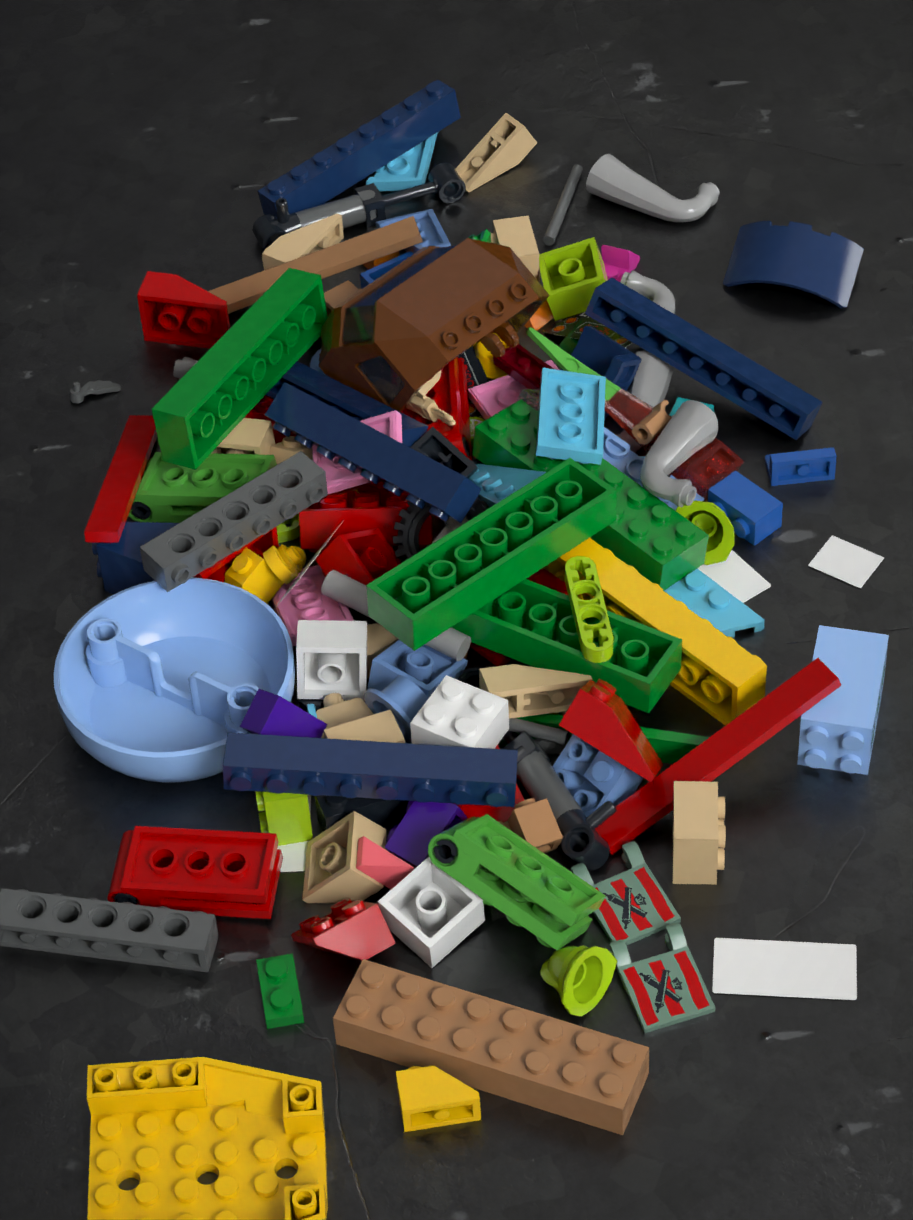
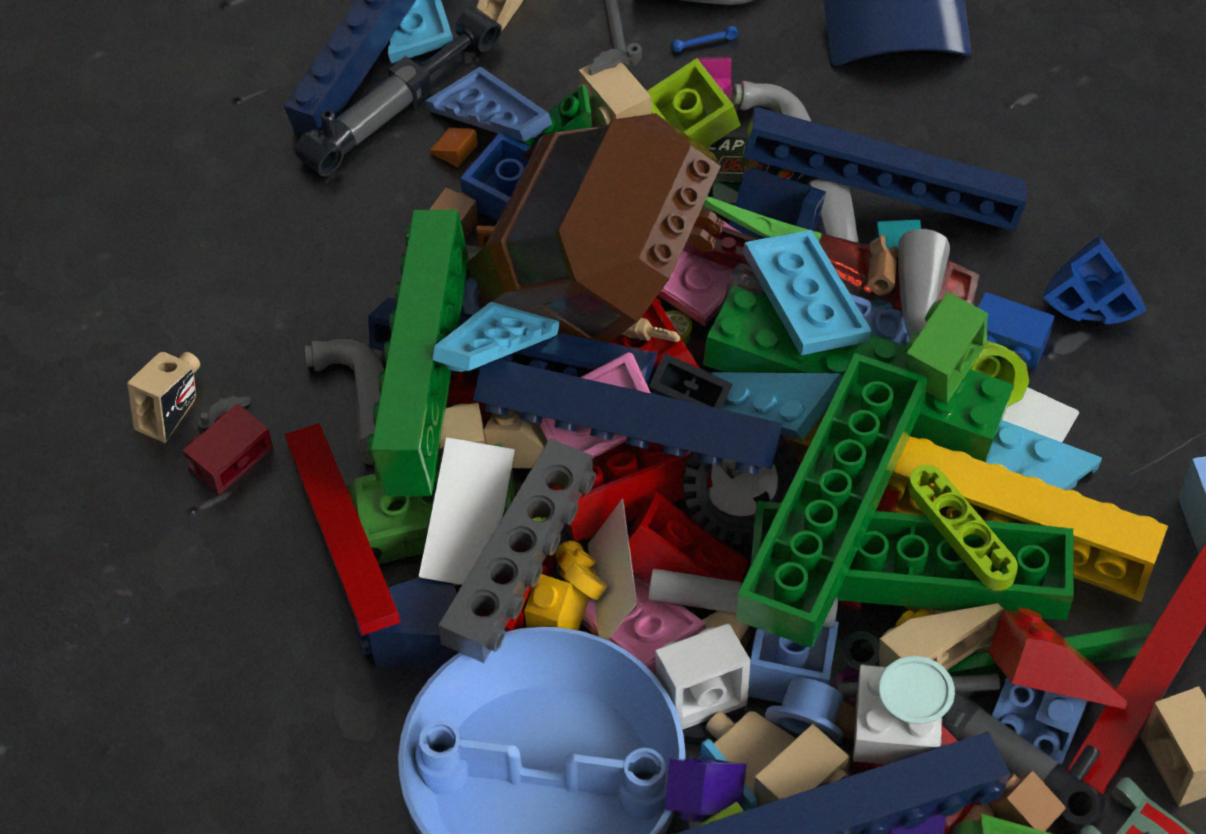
camera: 25 degrees left, 10 degrees up
(54, 359) = (162, 394): none -> tan torso
(81, 412) = (227, 448): none -> dark red brick
(180, 312) = (284, 287): red slope -> none
(226, 470) = (465, 508): none -> white sticker
(300, 371) = (492, 335): none -> medium azure wing
(304, 241) = (362, 164): tan slope -> none
(325, 261) = (391, 190): medium nougat tile -> none
(471, 697) = (916, 689): none -> light aqua piece
(520, 218) = (613, 57): none -> dark grey piece
(649, 476) = (947, 344): none -> bright green brick
(651, 239) = (729, 33): none -> blue hinge
(801, 466) = (1033, 258): blue panel -> none
(835, 498) = (1094, 287): none -> blue brick
(846, 561) = (1136, 357): white sticker -> none

